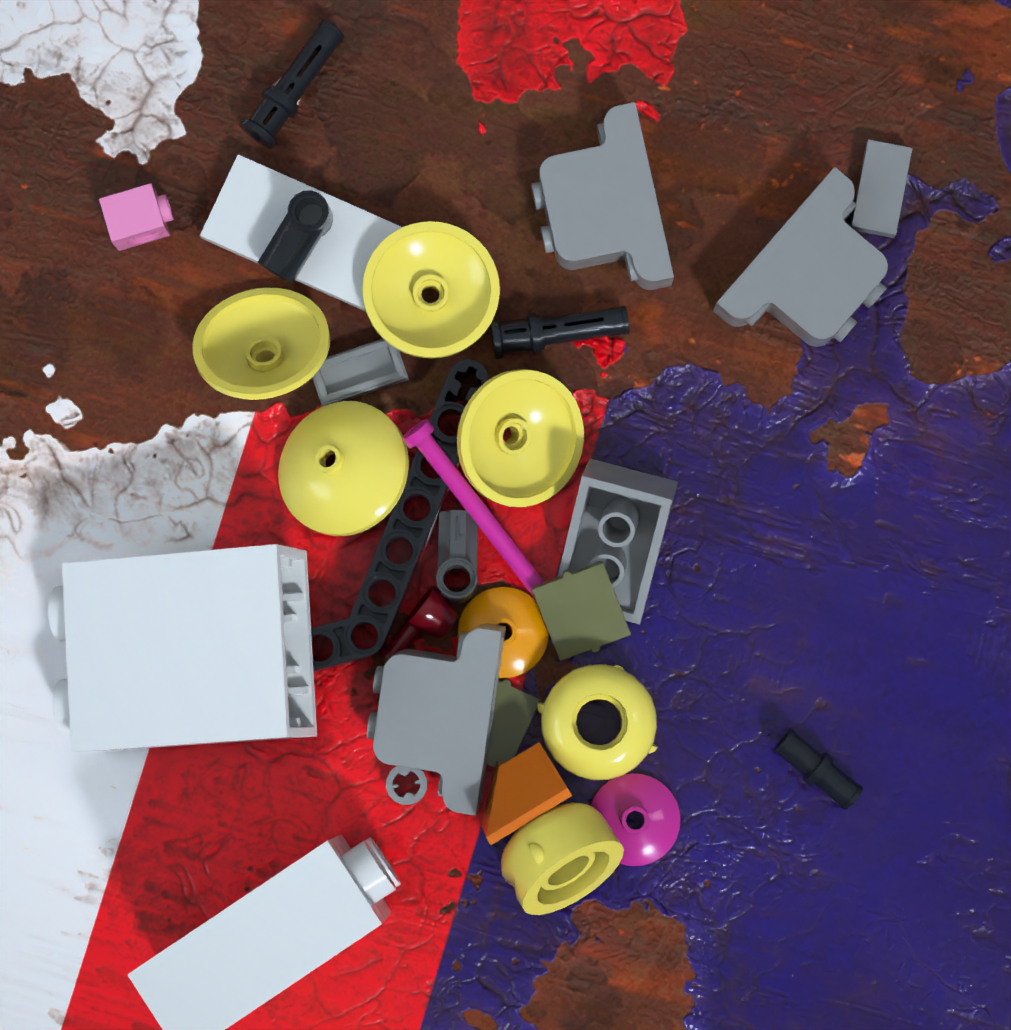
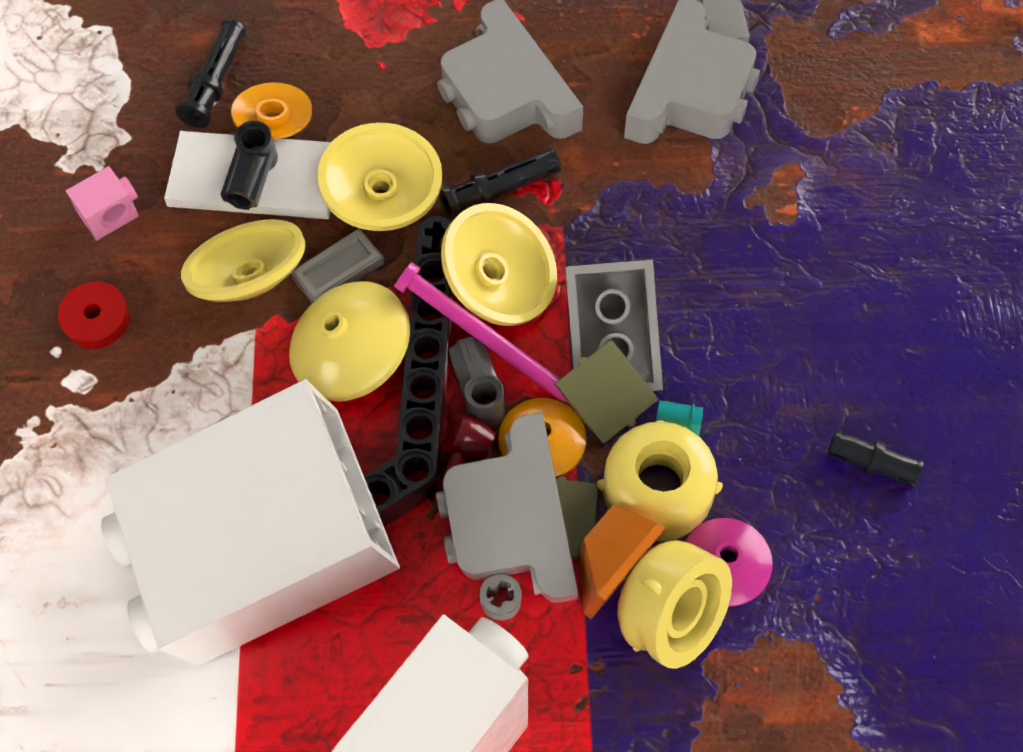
camera: 20 degrees left, 20 degrees down
(83, 327) = (84, 301): none -> red piece
(344, 143) = (277, 105): none -> light orange dish
(643, 662) = (681, 414): none -> teal piece

